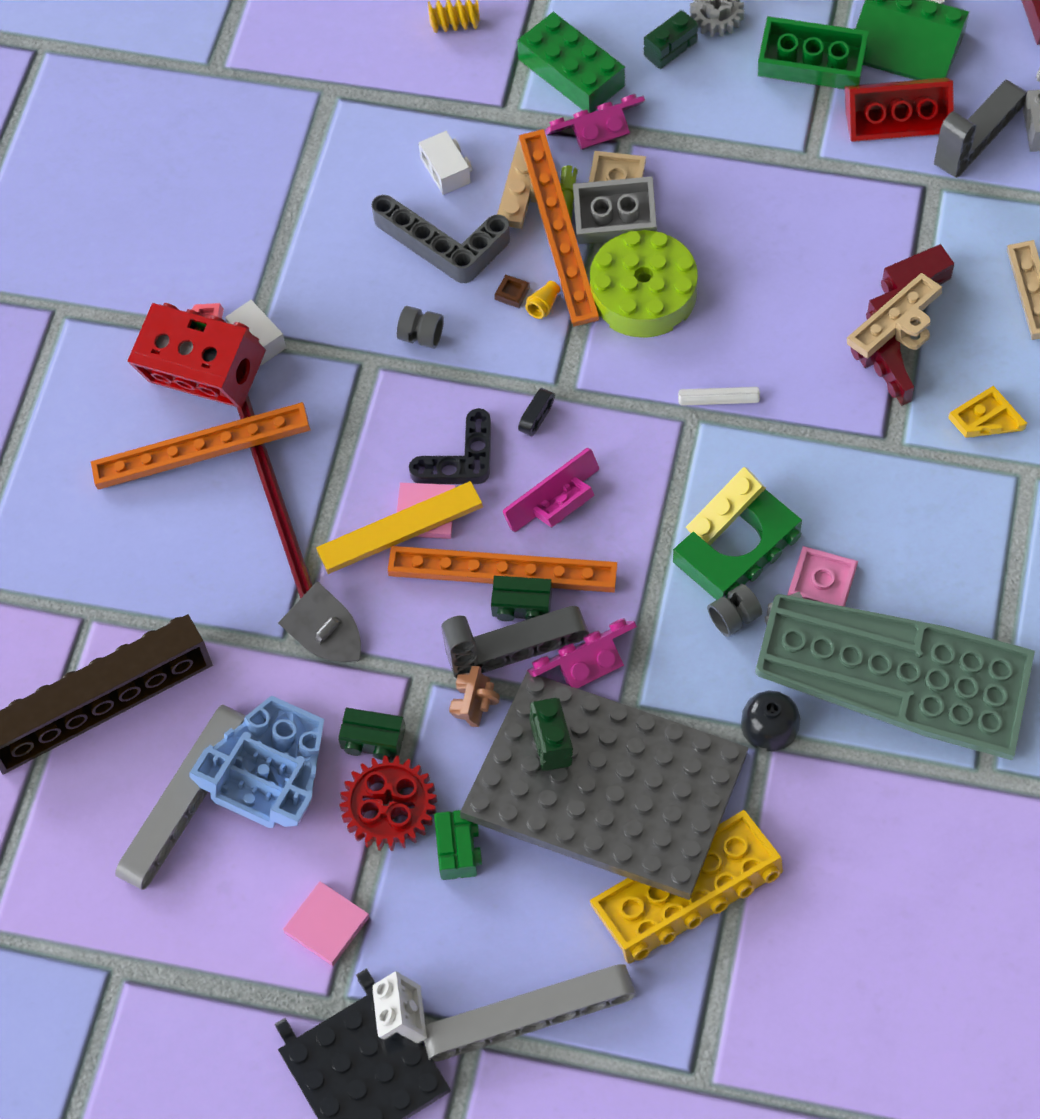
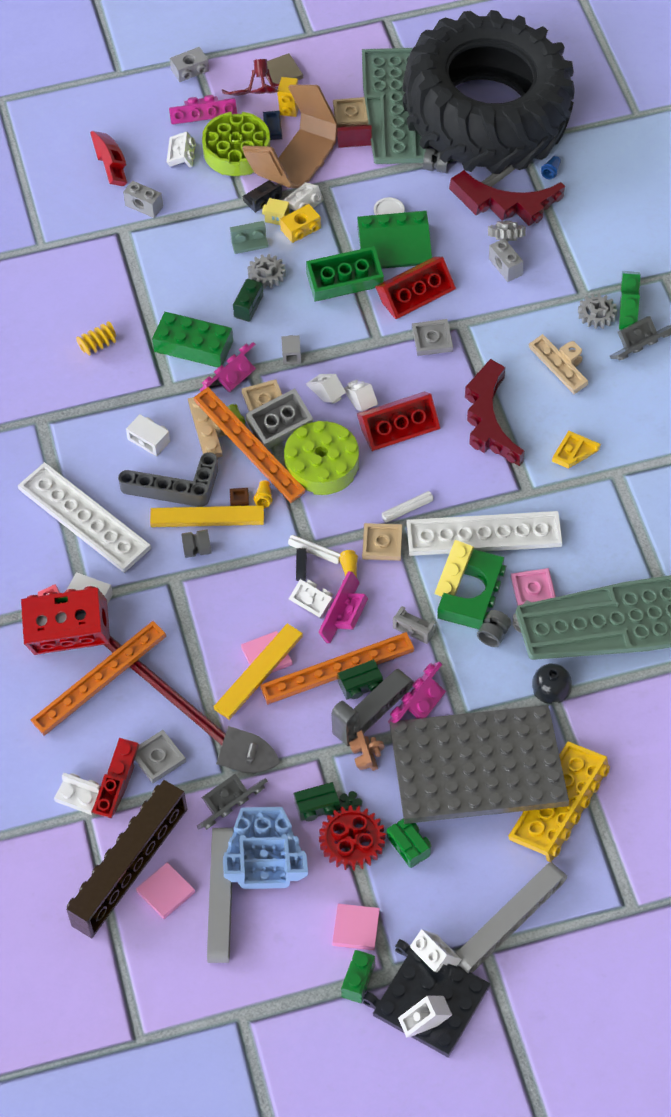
camera: 30 degrees left, 5 degrees down
(93, 583) = (77, 793): none -> white bracket
(123, 757) = (165, 890): none -> bright pink tile
(146, 588) = (116, 779): none -> red slope
(214, 580) = (158, 756): none -> light grey plate
(265, 671) = (226, 796): none -> dark grey bracket
(286, 991) = (358, 976): none -> green brick
(307, 235) = (84, 517): none -> white plate
(334, 1089) = (425, 1015): none -> white slope
(416, 753) = (350, 799): none -> dark green plant
(458, 298) = (207, 516): none -> yellow tile
(464, 464) = (274, 615): black beam -> none
(524, 461) = (311, 599): none -> white bracket
(551, 734) = (432, 748): dark green brick -> none
(567, 400) = (314, 549): none -> white axle
(599, 435) = (349, 561): none -> yellow cone
(634, 557) = (414, 626): none -> light grey hinge
(658, 428) = (382, 541): none -> tan plate
(688, 126) = (291, 349): none -> light grey brick
(705, 195) = (327, 387): none -> white slope
(743, 222) = (361, 395): none -> white slope
(773, 277) = (399, 420): none -> red slope
(801, 476) = (485, 532): none -> white plate
(882, 184) = (432, 337): none -> light grey plate
(898, 317) = (493, 412): tan plate -> none
(965, 139) = (470, 282): dark grey beam -> none

